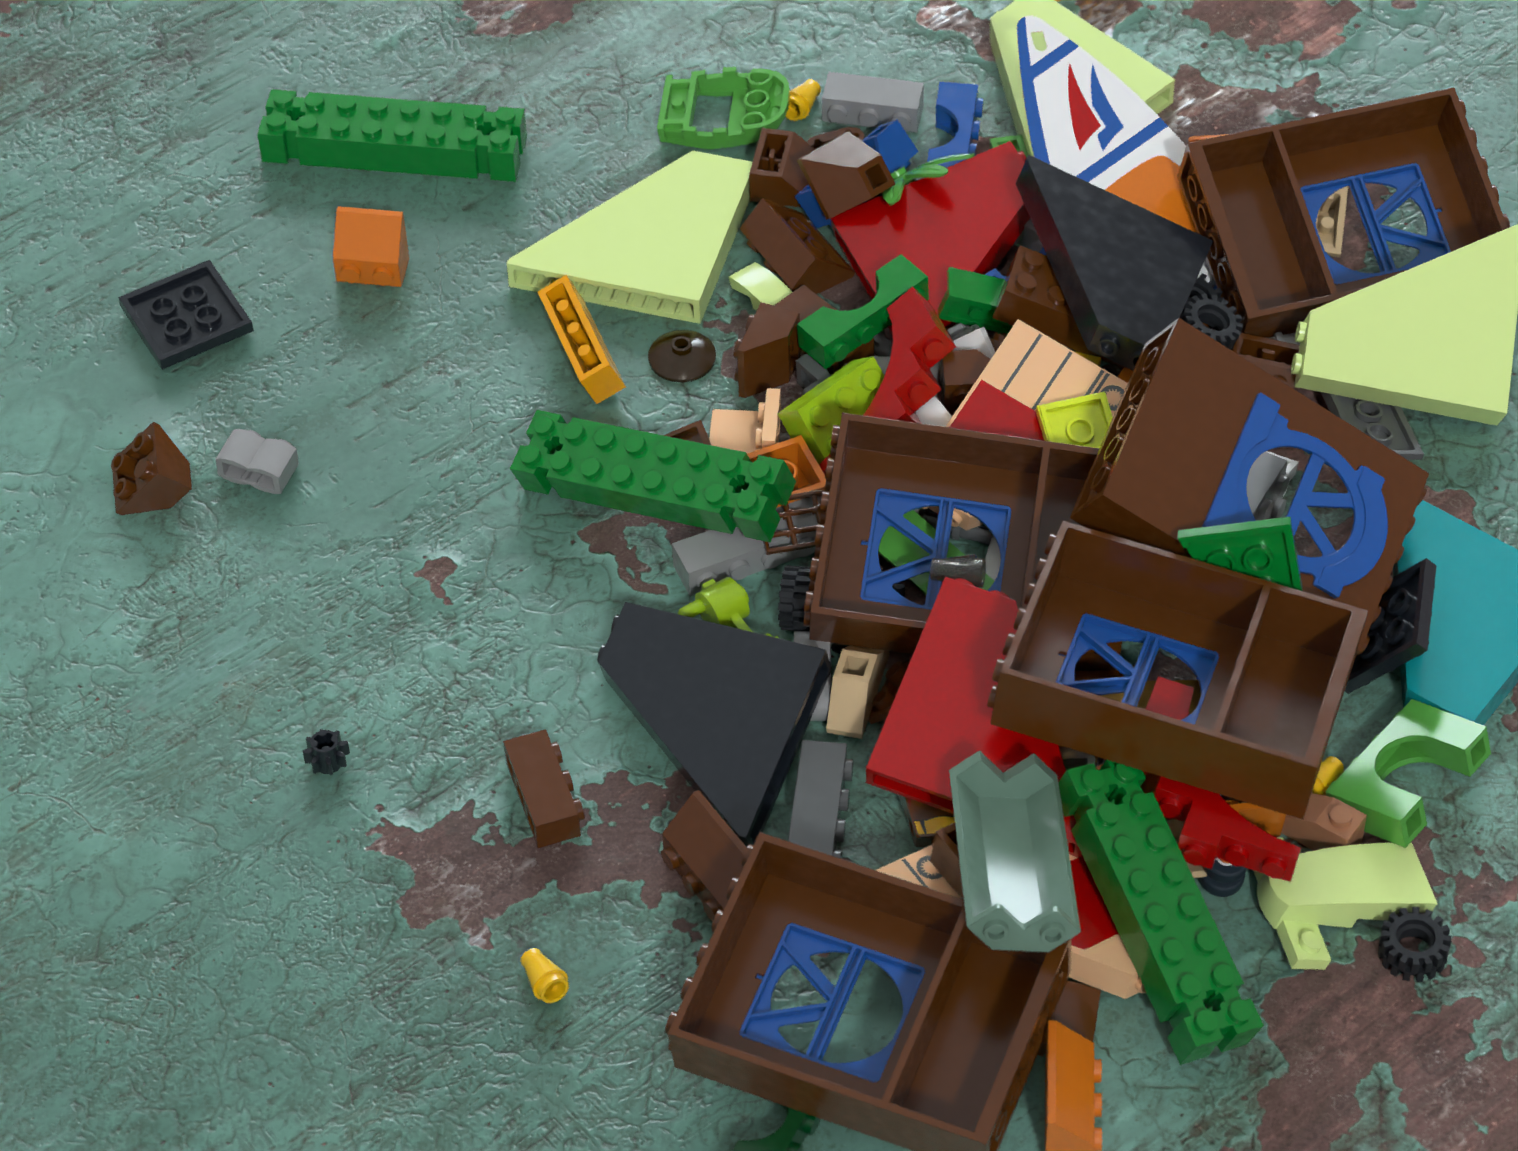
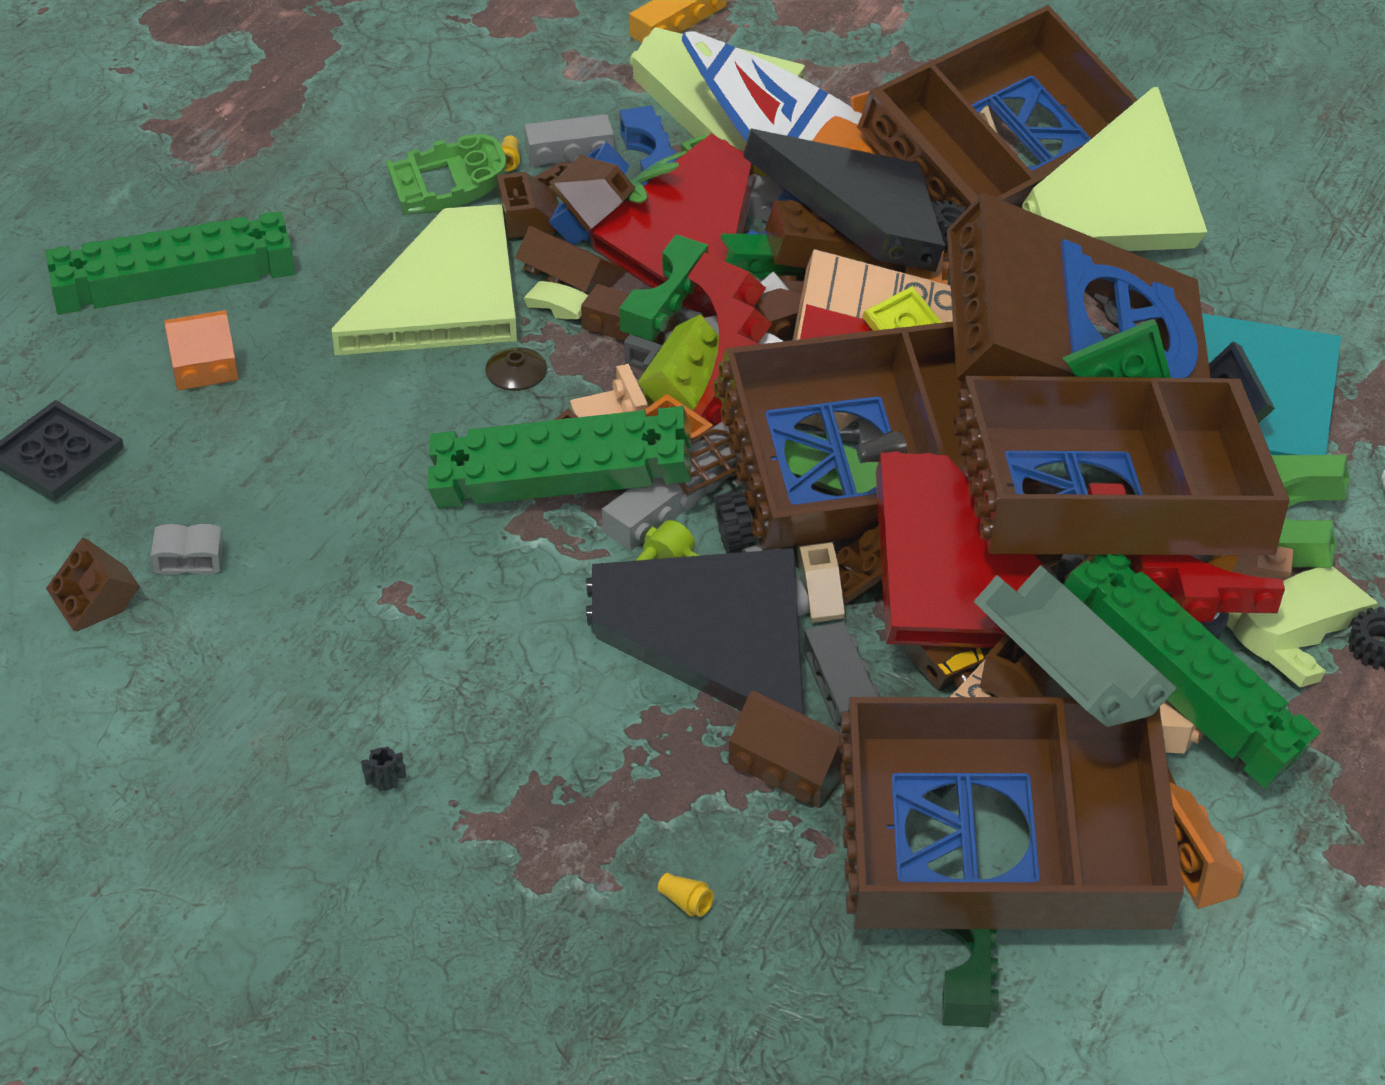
camera: 25 degrees left, 5 degrees down
(543, 788) = (597, 739): reddish brown brick -> none
(581, 339) = (429, 374): light orange brick -> none
(767, 350) = (596, 339): reddish brown slope -> none

